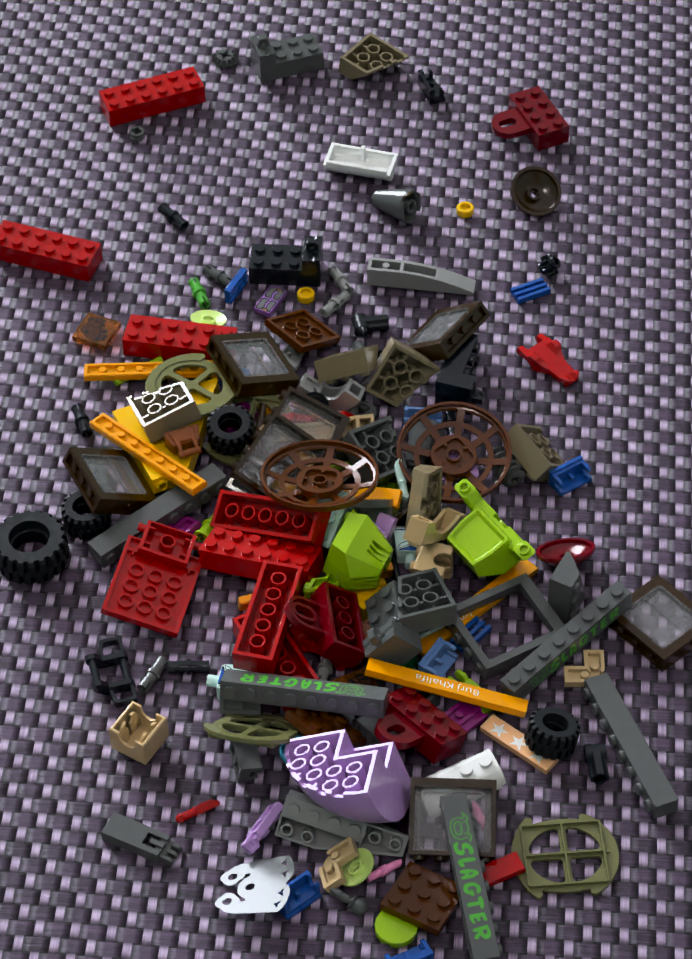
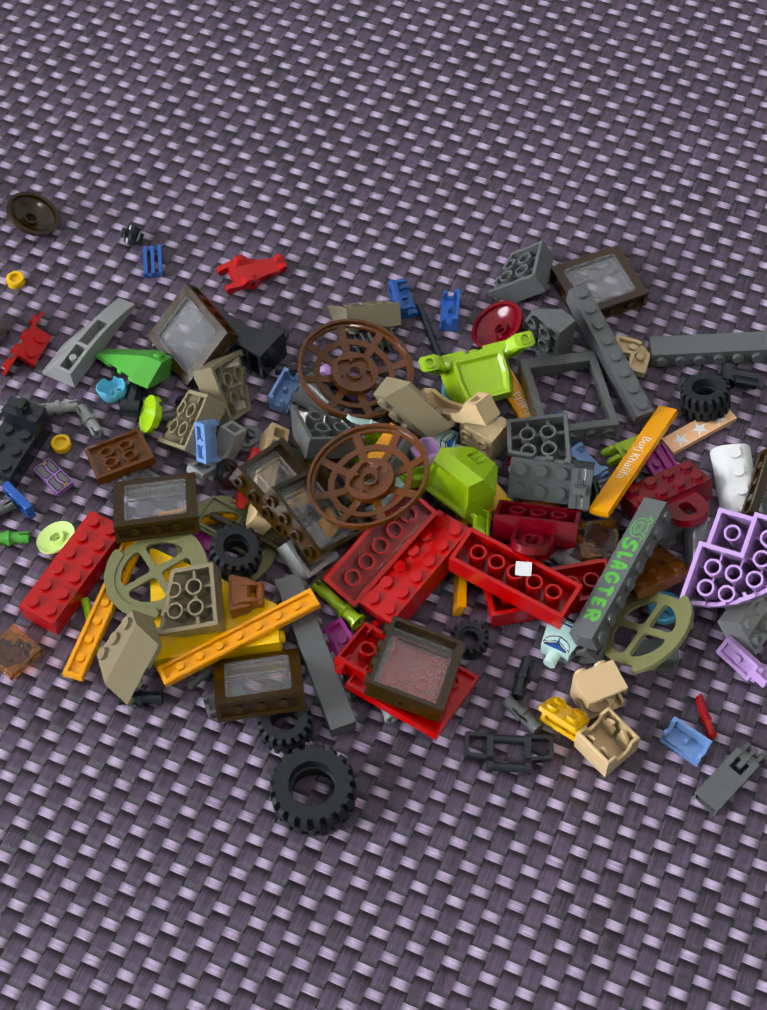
camera: 70 degrees left, 10 degrees up
(106, 389) = (129, 654): none -> dark tan wedge
(150, 691) = (562, 717): none -> yellow bracket
(157, 575) = (414, 668): none -> piece
(165, 798) = (685, 741): none -> medium blue hinge
(188, 715) = (598, 688): none -> tan piece
(213, 628) = (477, 630): none -> black tyre
(272, 613) = (523, 568): none -> white sticker
(329, 373) = (206, 441): none -> medium blue hinge
(353, 336) = (150, 414): none -> lime tile
(370, 305) = (112, 390): none -> medium azure hair
(396, 241) = (31, 346): none -> red bracket
(401, 313) = (142, 366): none -> bright green wedge
(540, 509) = (428, 329): none -> black bar
(573, 517) = (450, 311): none -> blue hinge
(646, 560) = (524, 274): none -> dark grey wedge

